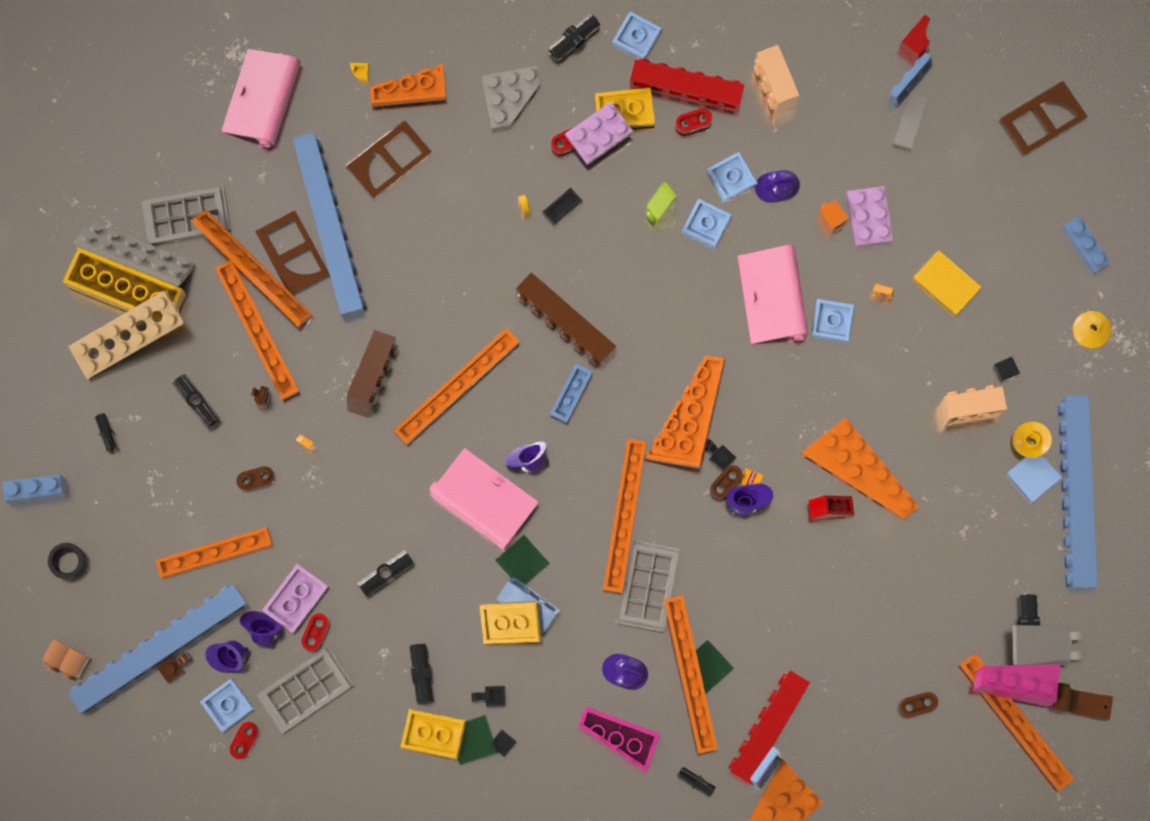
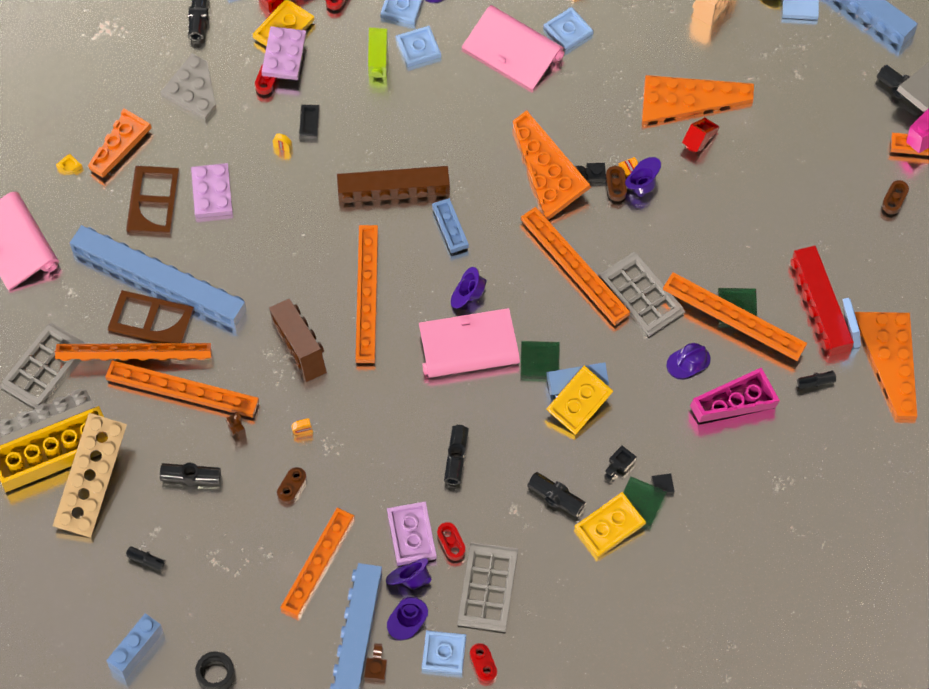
camera: 50 degrees left, 15 degrees down
(436, 193) = (211, 190): none -> lavender plate

